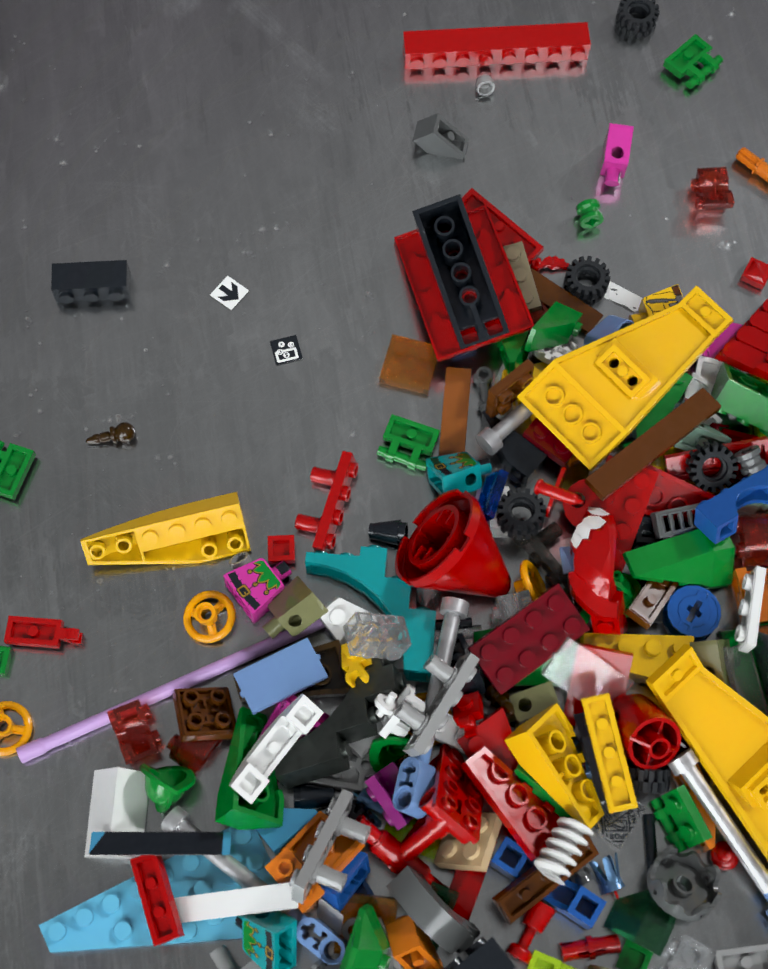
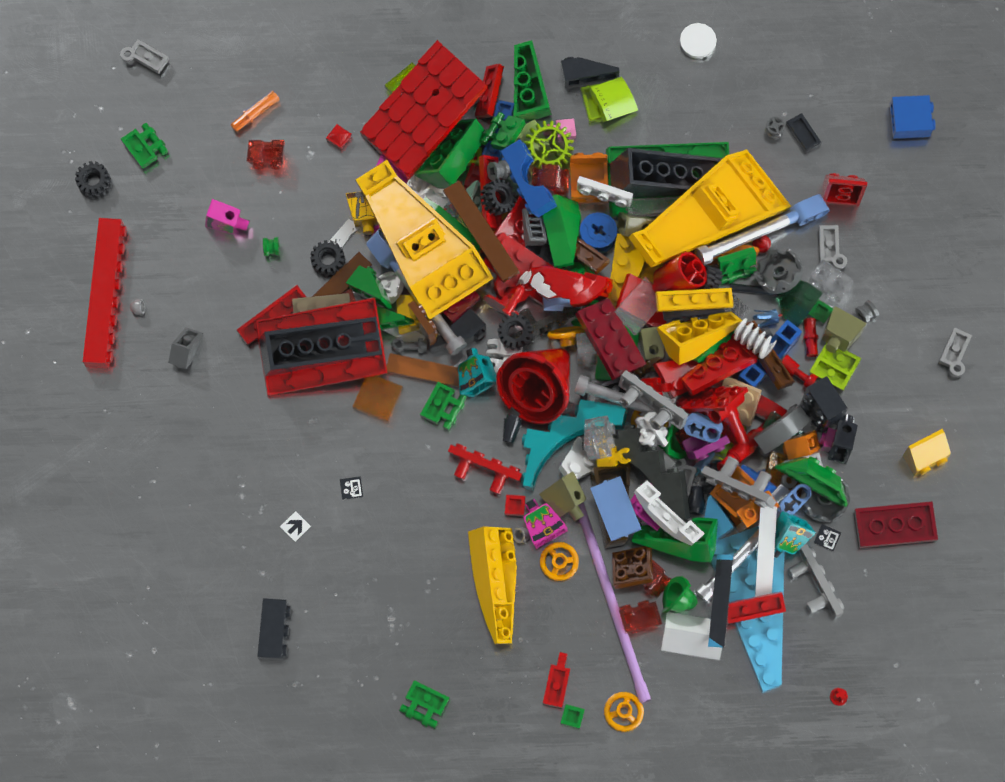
camera: 80 degrees left, 5 degrees up
(123, 432) = (406, 612): dark brown bar -> none
(492, 492) = (497, 349): clear blue tile -> none
(550, 262) = (307, 281): red piece -> none

